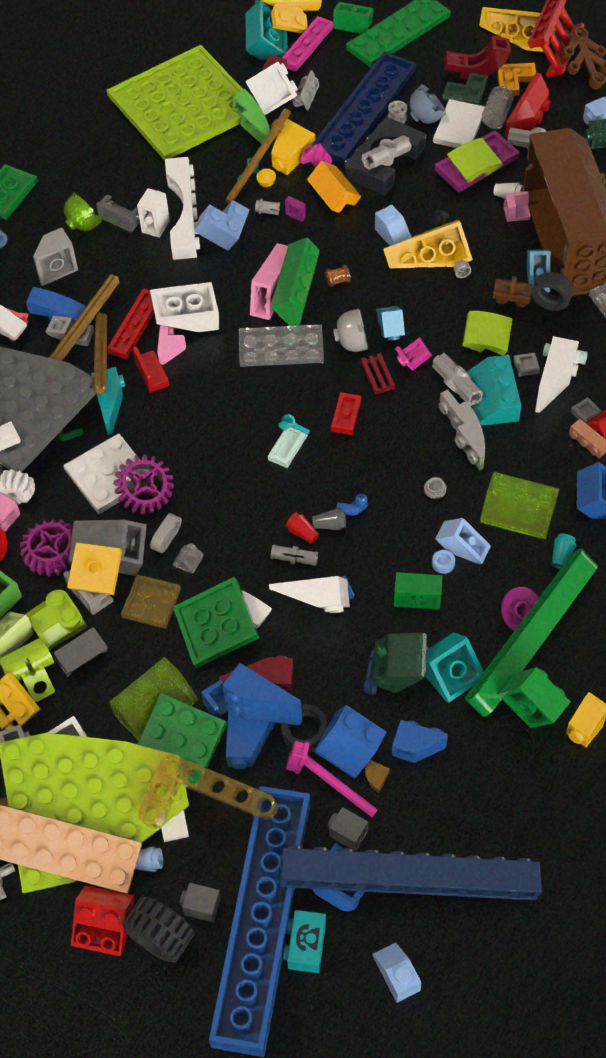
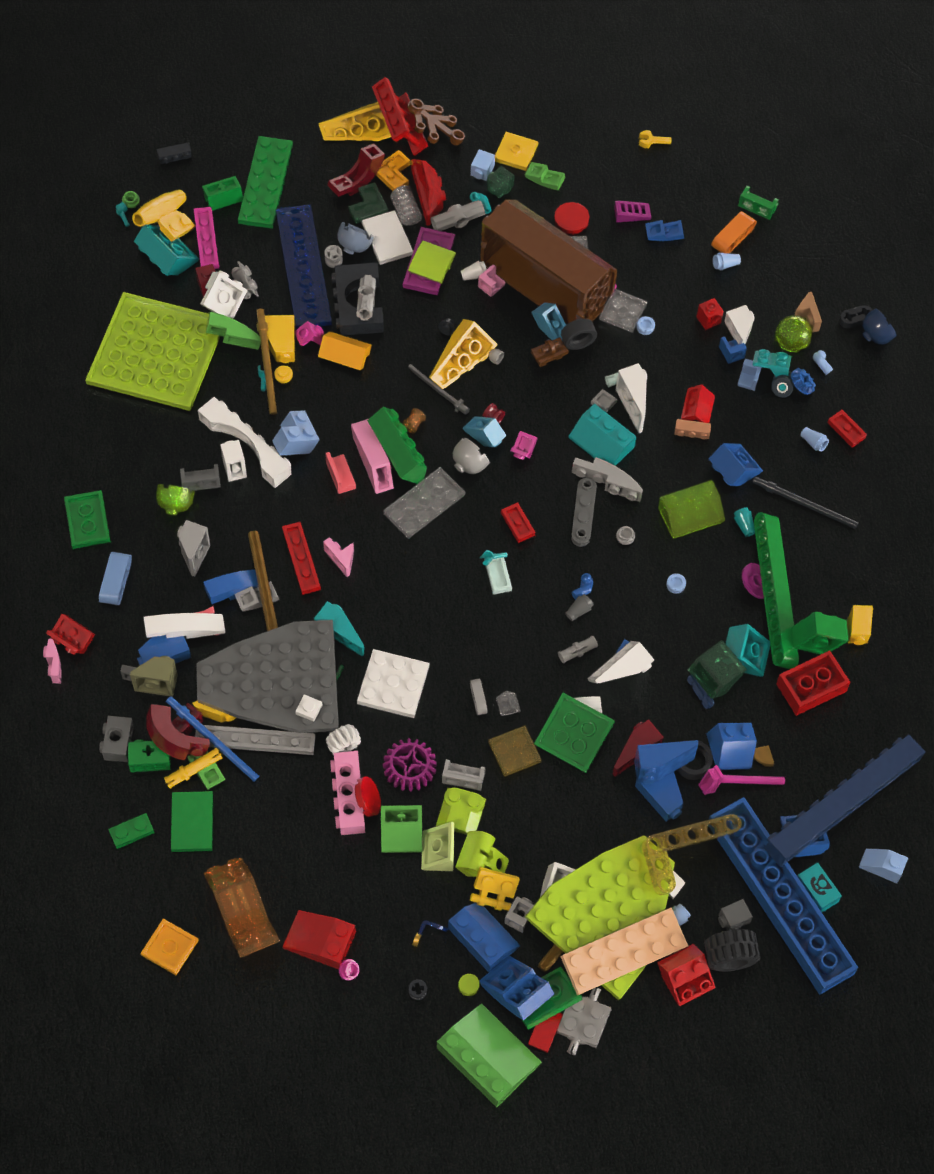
camera: 45 degrees left, 5 degrees up
(80, 651) = (504, 819): dark grey hinge -> none
(94, 568) = (466, 755): yellow plate -> none
(100, 360) = (306, 598): pearl gold axle -> none
(116, 534) = (454, 732): flat silver slope -> none
(137, 478) = (428, 678): magenta gear -> none
(138, 700) = (583, 815): clear neon green slope -> none
(150, 370) = (347, 586): red panel -> none
(183, 732) = (624, 820): green plate -> none
(186, 307) = (335, 518): white slope -> none
(214, 700) = (624, 785): blue panel -> none
(233, 278) = (340, 473): none -> coral panel
(267, 207) = (309, 399): light grey pin -> none
(295, 209) = (333, 387): magenta tile -> none
(301, 527) = (564, 626): red cone -> none
(348, 828) = (779, 802): dark grey brick -> none
(372, 361) = (512, 475): dark red tile -> none
(389, 287) = (459, 406): none -> flat silver sword
(391, 225) = (419, 356): light blue slope -> none
(412, 313) = (493, 412): none -> dark red wheel
(416, 444) = (583, 512): none -> dark grey plate
(417, 742) = (768, 716): blue slope -> none
(418, 591) = (680, 615): green hinge -> none
(457, 379) = (571, 444): light grey piece -> none
(463, 540) = (677, 560): light blue slope -> none
(487, 331) = (557, 394): lime slope -> none
(487, 741) = (813, 683): none -> red brick
(585, 410) = (672, 410): dark grey tile -> none

